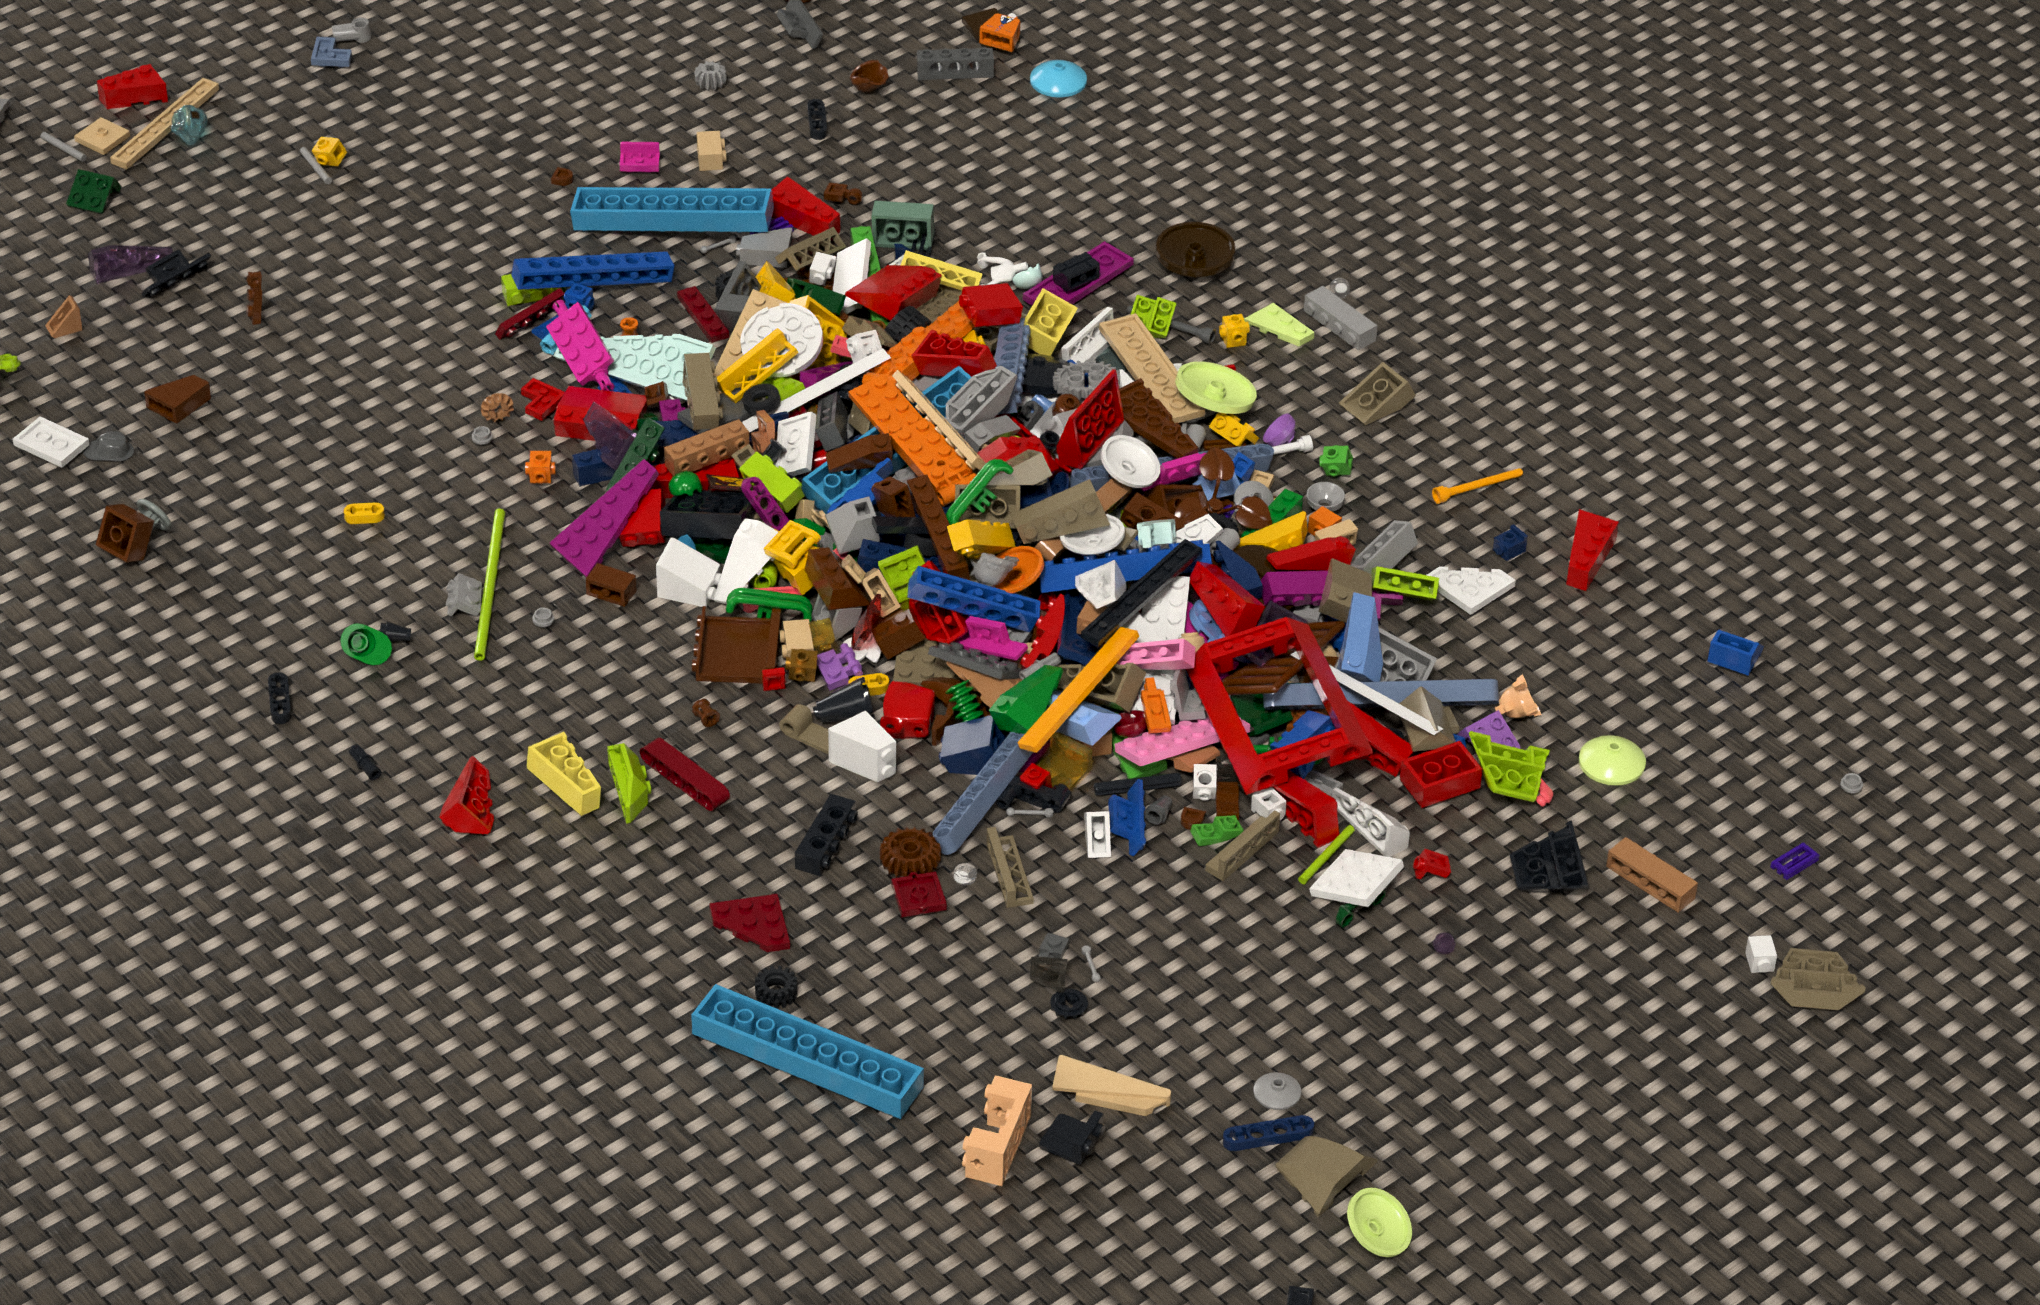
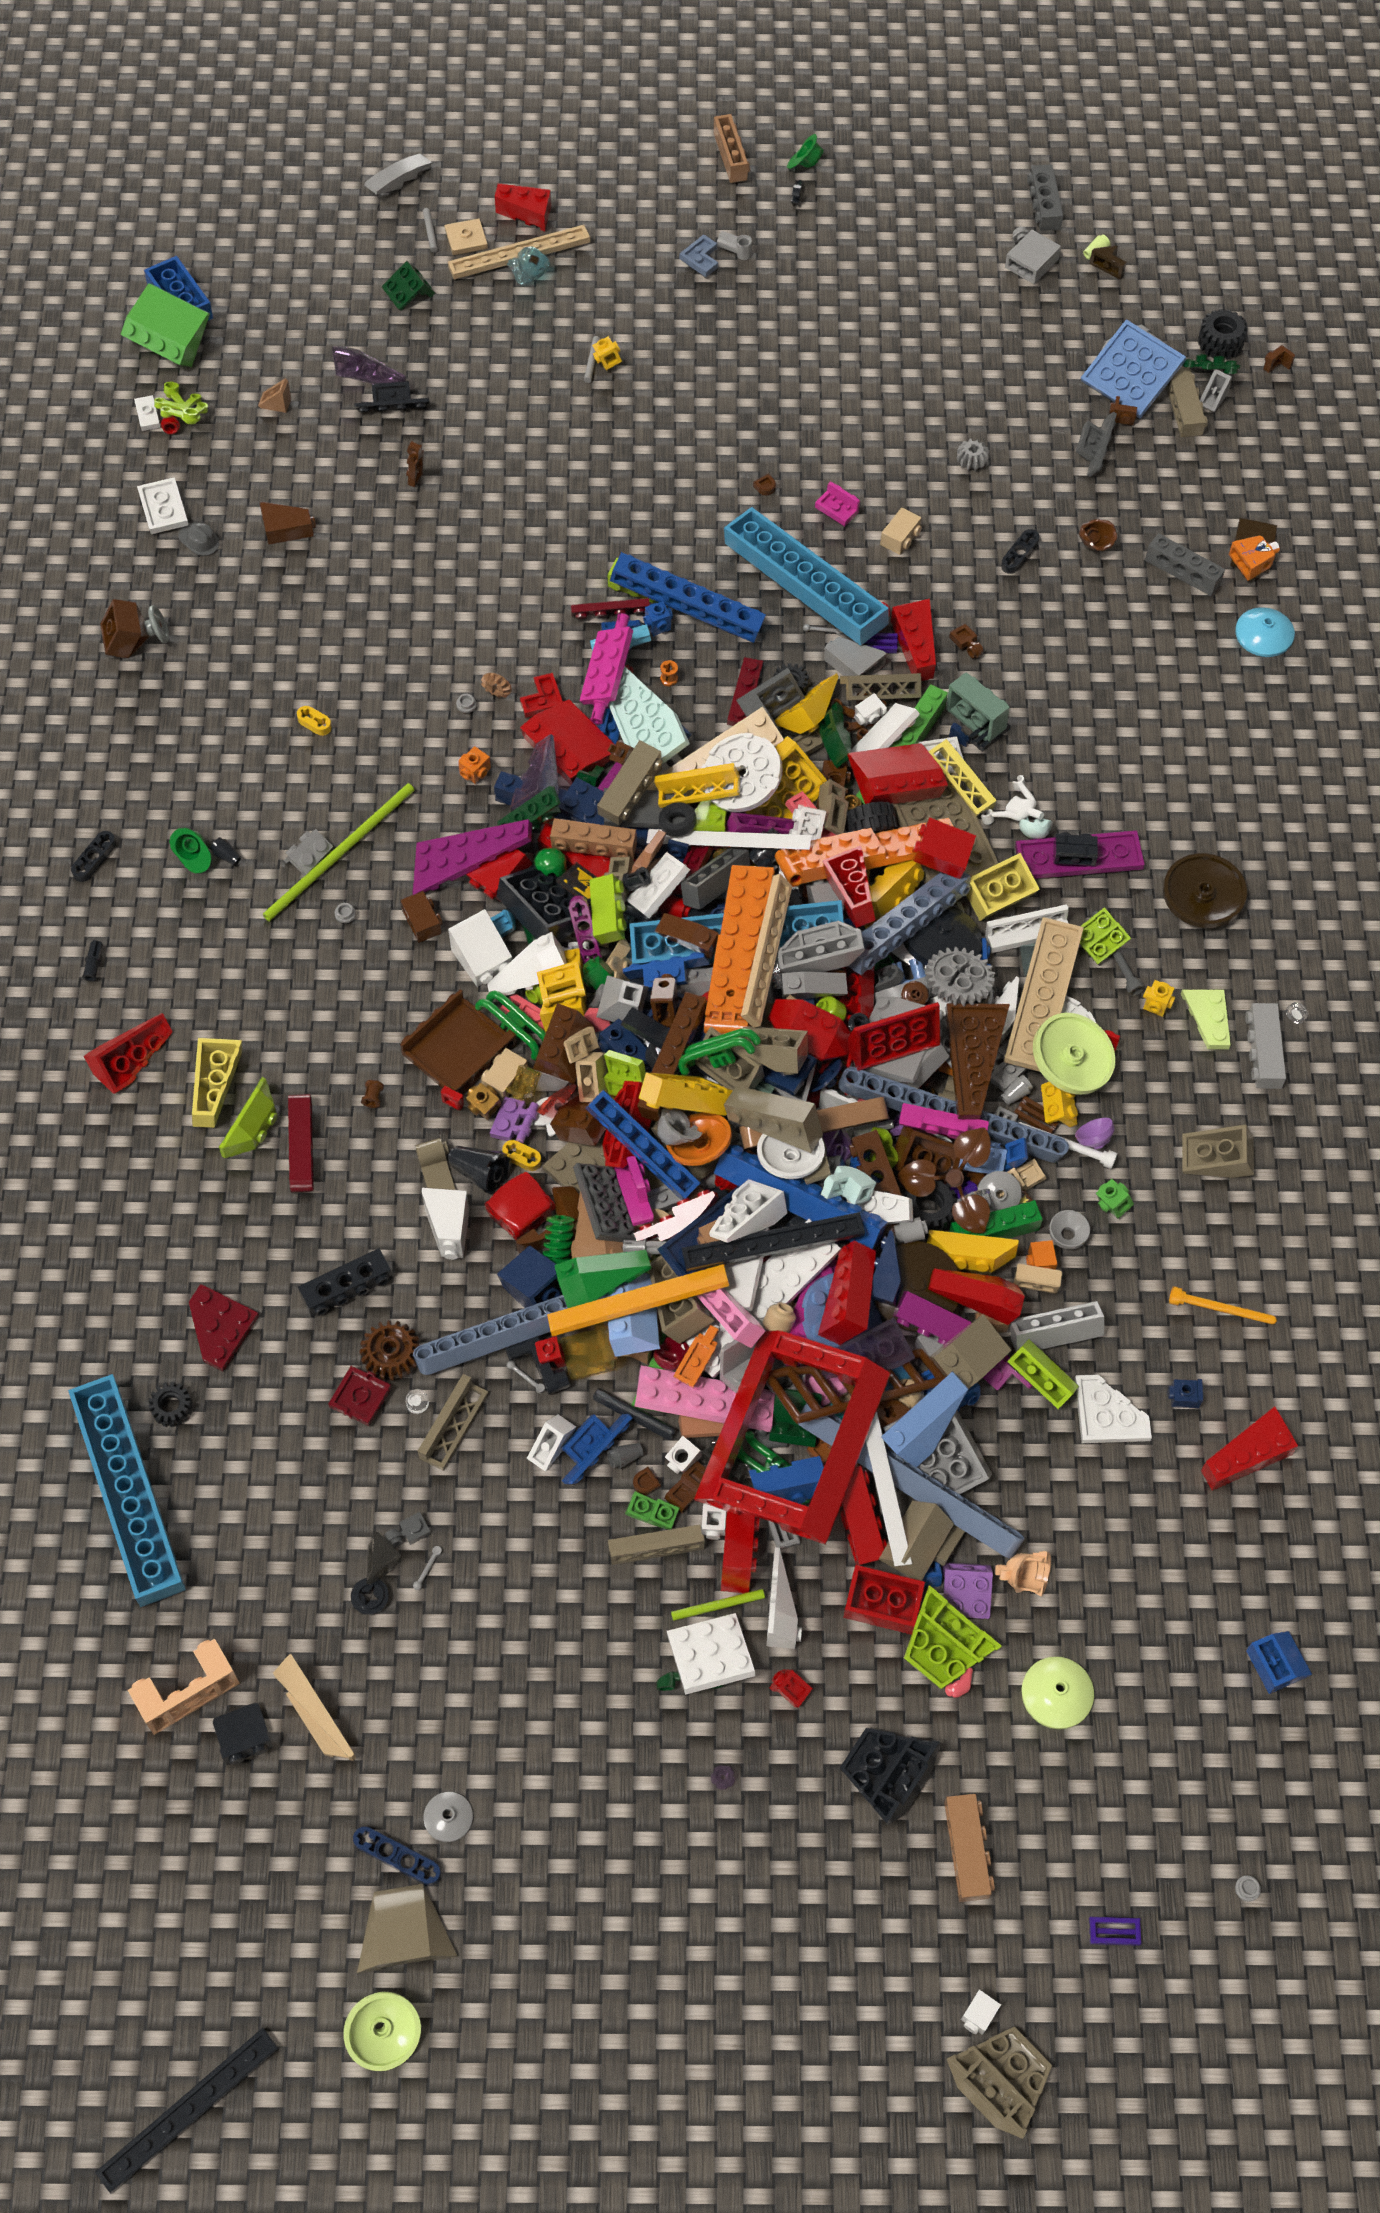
camera: 40 degrees right, 20 degrees up
(1130, 461) = (912, 1091): white dish -> none

